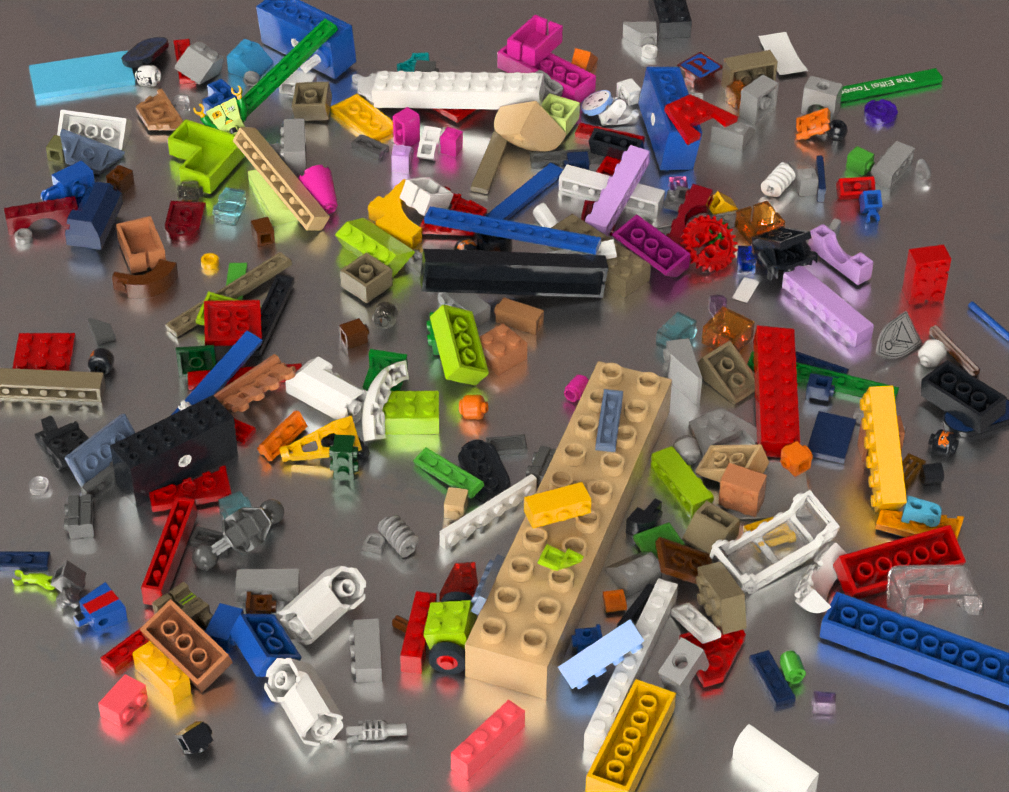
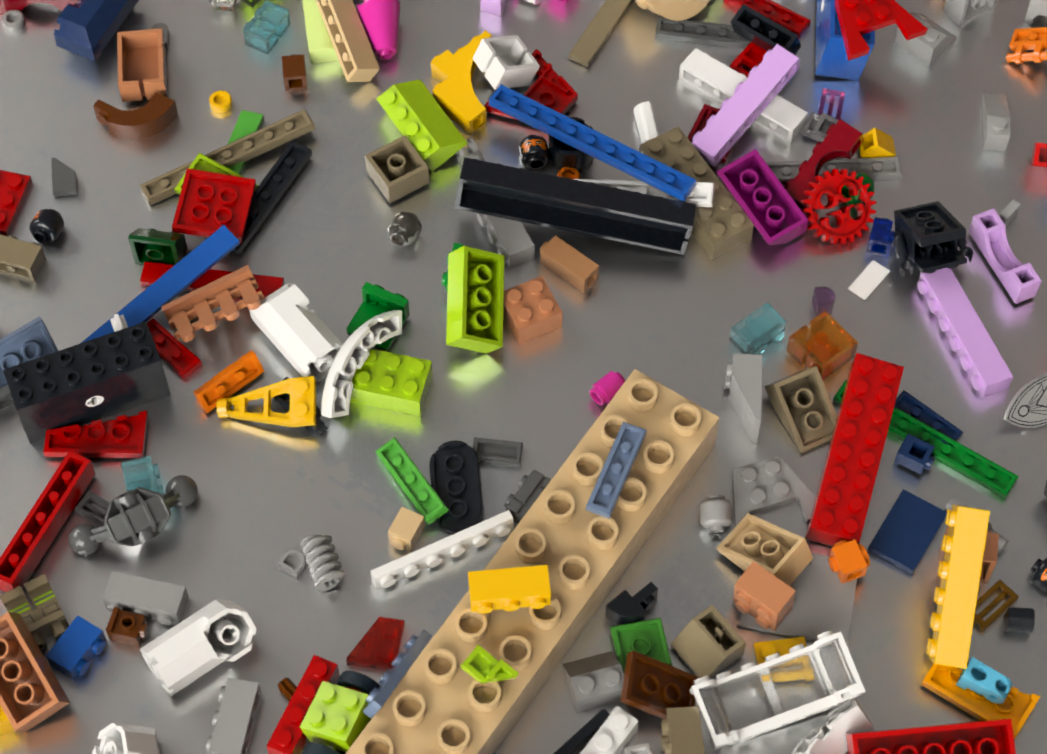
camera: 15 degrees right, 15 degrees up
(186, 218) = (209, 32): dark red tile -> none
(262, 641) = (111, 688): blue brick -> none
(344, 457) = (288, 434): dark green brick -> none
(353, 333) = (359, 247): reddish brown brick -> none
(473, 407) = (470, 389): orange head -> none
(526, 192) = (632, 78): blue tile -> none
(577, 159) = (712, 43): dark blue brick -> none
(614, 600) = (557, 718): orange plate -> none
(680, 480) = (695, 559): lime brick -> none
(763, 220) = (917, 187): clear orange piece -> none
(778, 180) = (960, 123): white piece -> none
(821, 188) = (1016, 130): dark blue tile -> none

